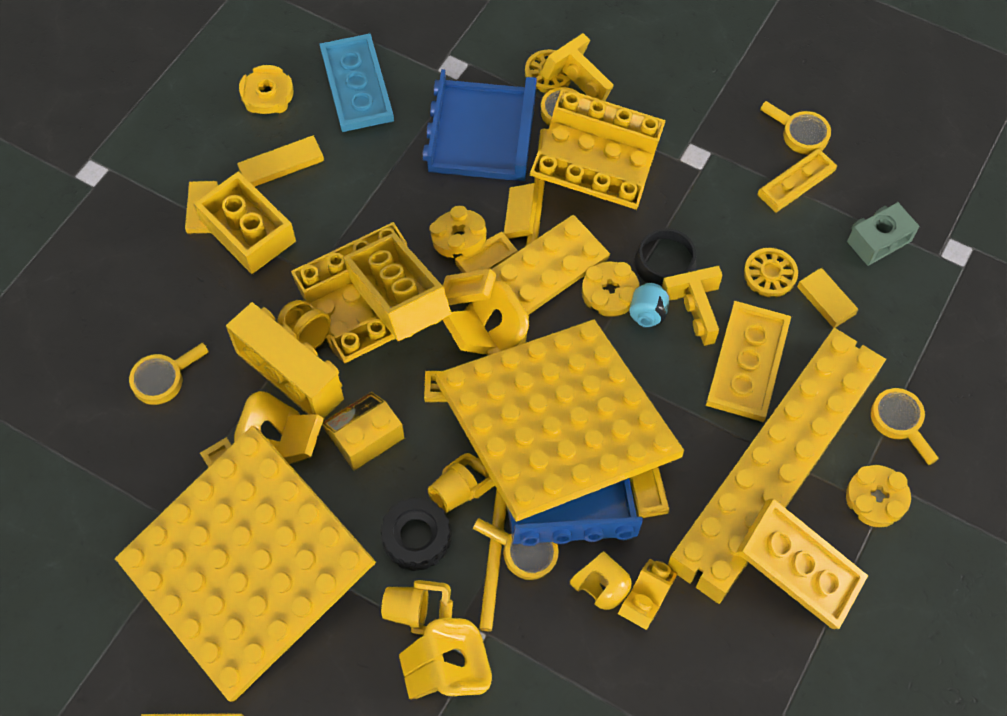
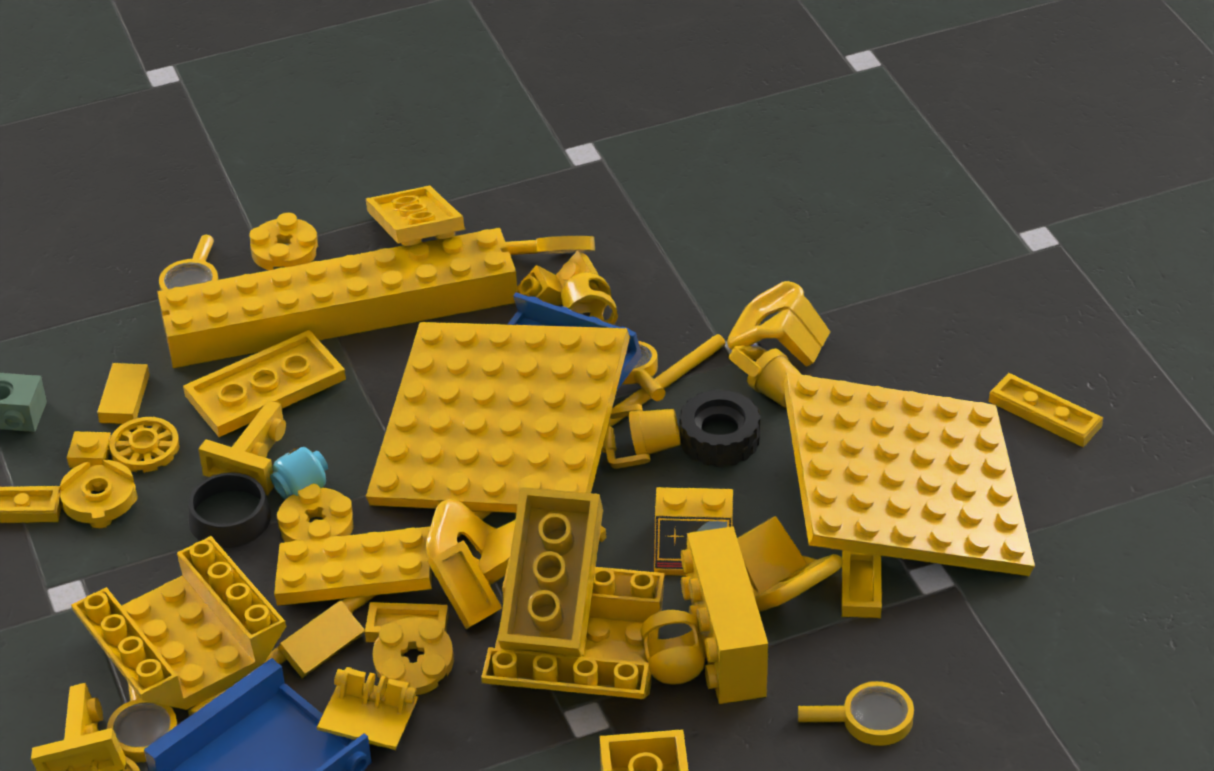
camera: 140 degrees left, 20 degrees down
(449, 183) = (368, 708): none -> yellow hinge
(674, 626) = (552, 245): none -> yellow piece
(751, 231) = (103, 507): none -> yellow plate
(796, 244) = (88, 447): none -> yellow plate

